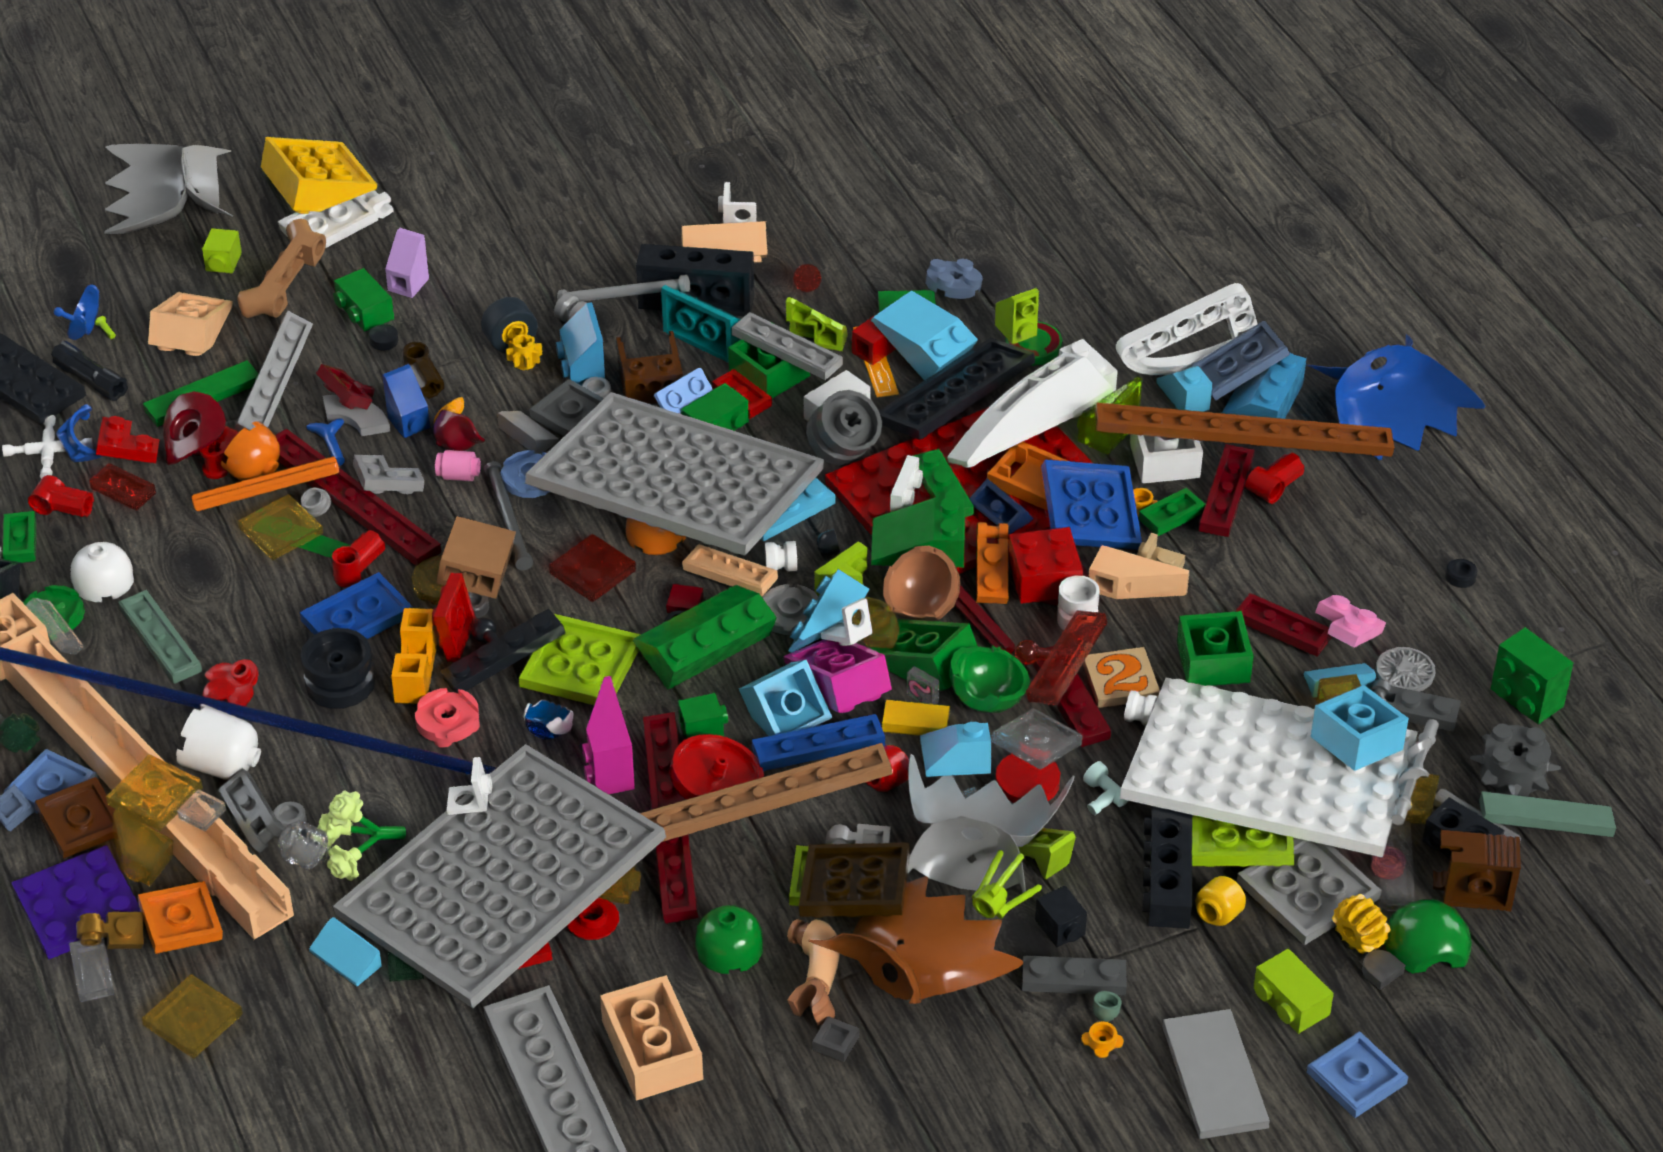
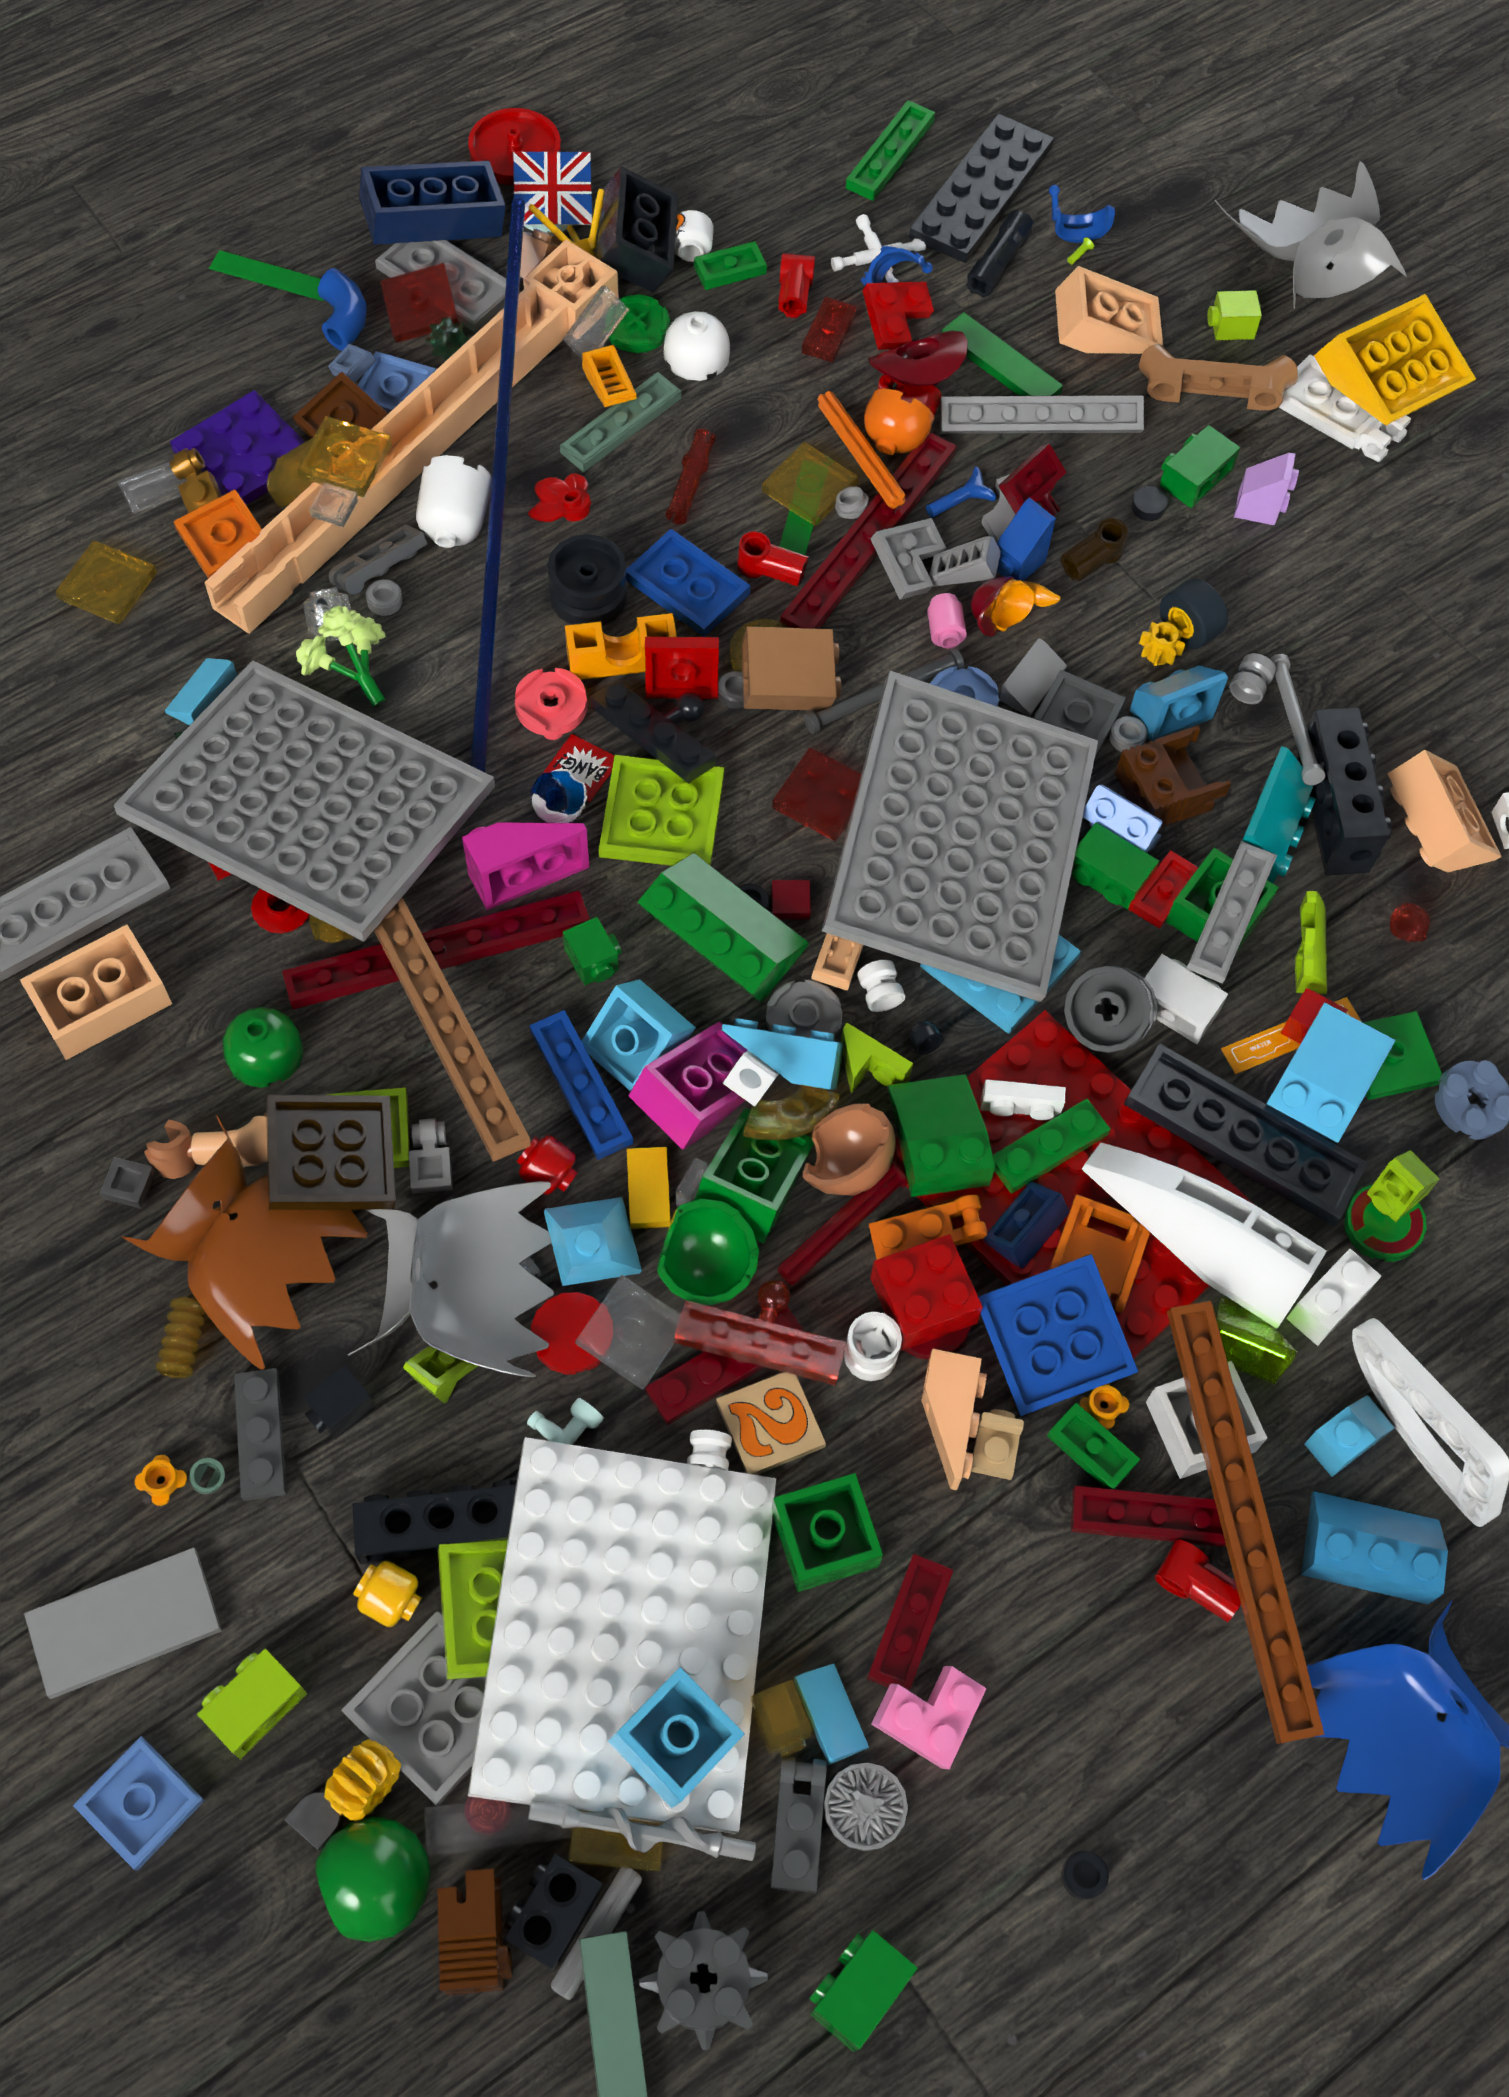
camera: 75 degrees right, 20 degrees up
(103, 632) = (604, 359): none -> light orange slope
(233, 591) = (694, 465): none -> clear red pin
(400, 438) = (980, 558): none -> light grey slope
(480, 789) = (404, 740): white bracket -> none
(508, 711) = (585, 762): none -> sticker
(711, 764) = (505, 982): red piece -> none
(984, 1012) = (181, 1338): none -> clear yellow piece
(991, 899) = (320, 1309): lime plant -> none
(1242, 359) = (1416, 1500): sand blue tile -> none

